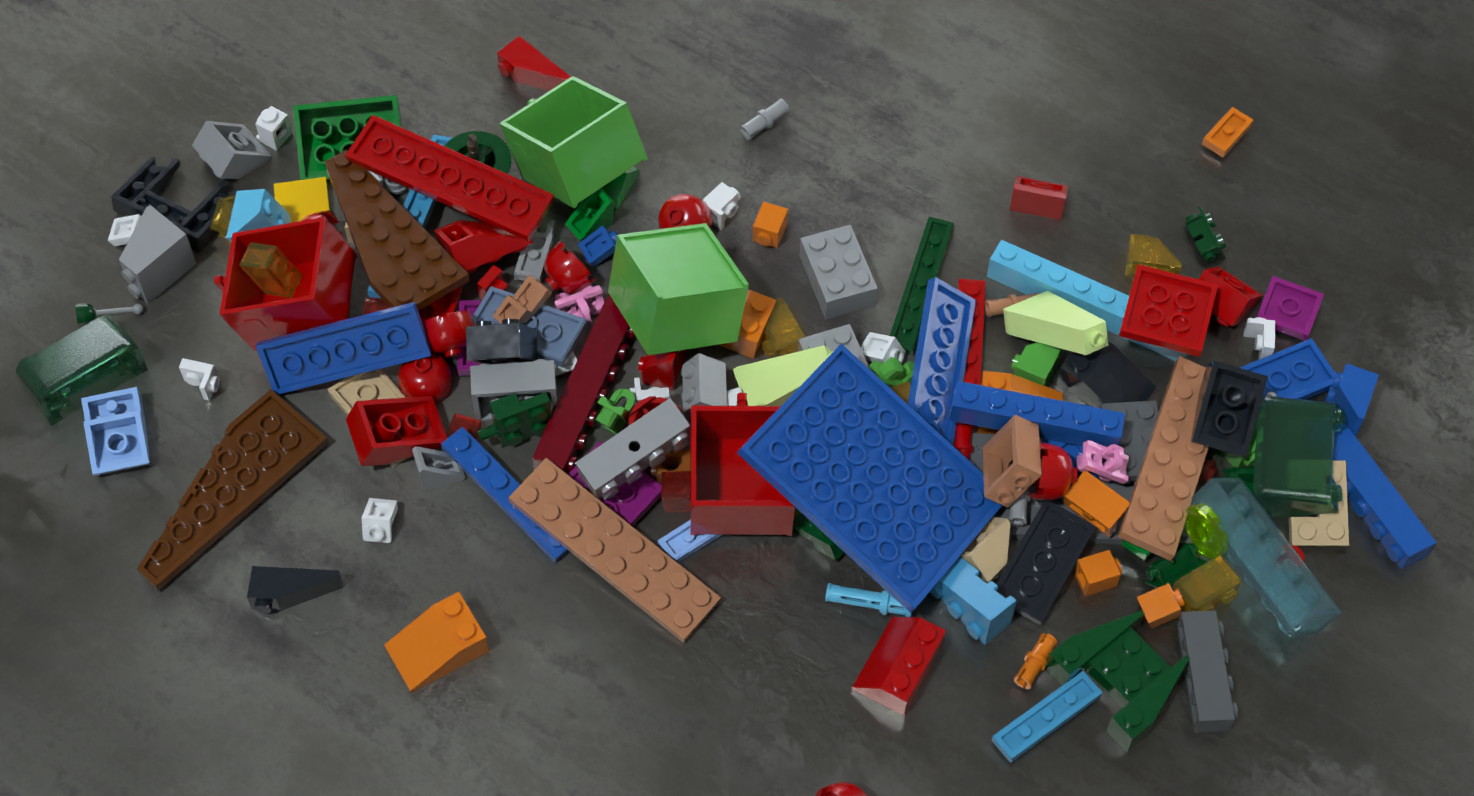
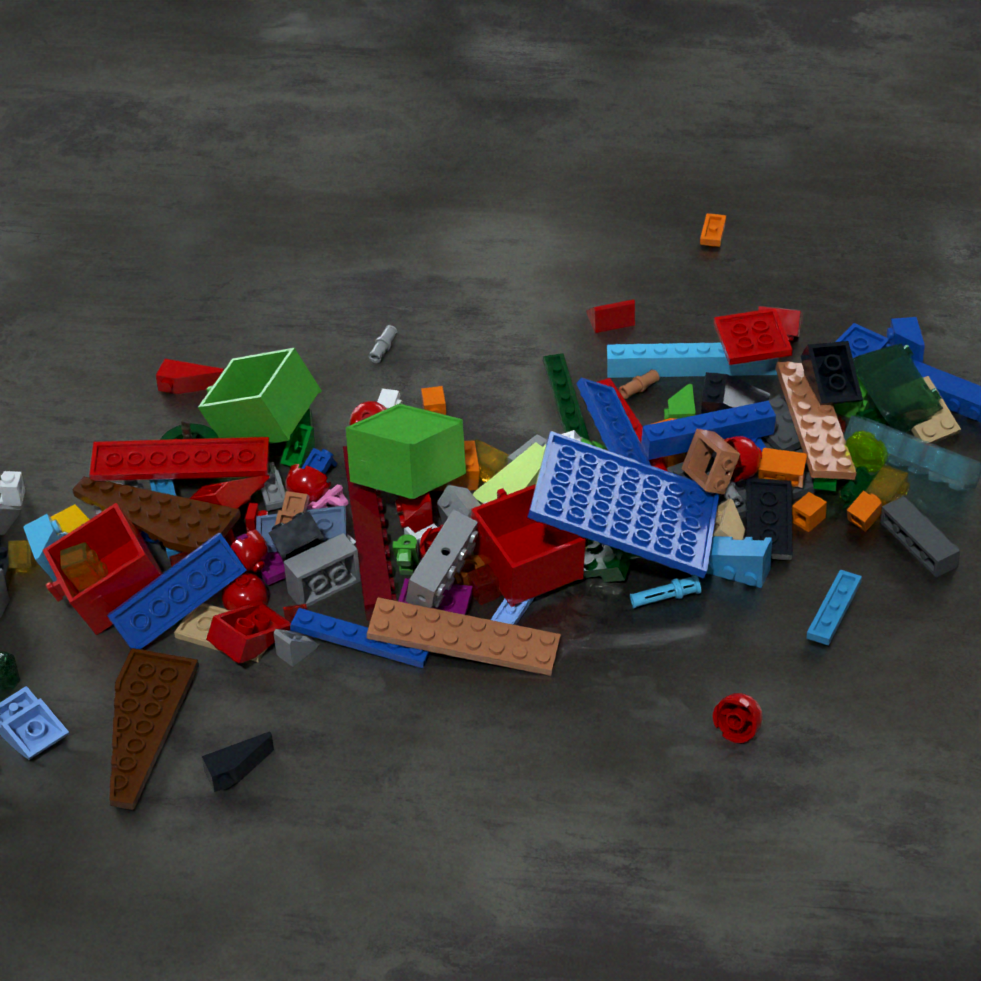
camera: 25 degrees left, 15 degrees down
(200, 375) = (68, 661): white bracket -> none
(333, 127) = (61, 468): green slope -> none
(378, 520) = (274, 694): white bracket -> none
(437, 643) = (374, 747): orange slope -> none
(517, 419) = (337, 586): dark green plate -> none
(838, 272) = (503, 411): light grey brick -> none
(900, 662) = (712, 618): red slope -> none
(1035, 661) = (803, 579): orange pin -> none
(1056, 323) = (681, 376): yellowish green slope -> none
(1109, 470) = (764, 436): bright pink hips -> none
(1125, 670) = (865, 555): dark green wedge -> none
(1150, 253) = (704, 319): clear yellow slope -> none
(1202, 225) = (748, 296): dark green hinge -> none
(1264, 335) = (819, 332): white bracket -> none
(1291, 307) = (826, 313): magenta plate -> none

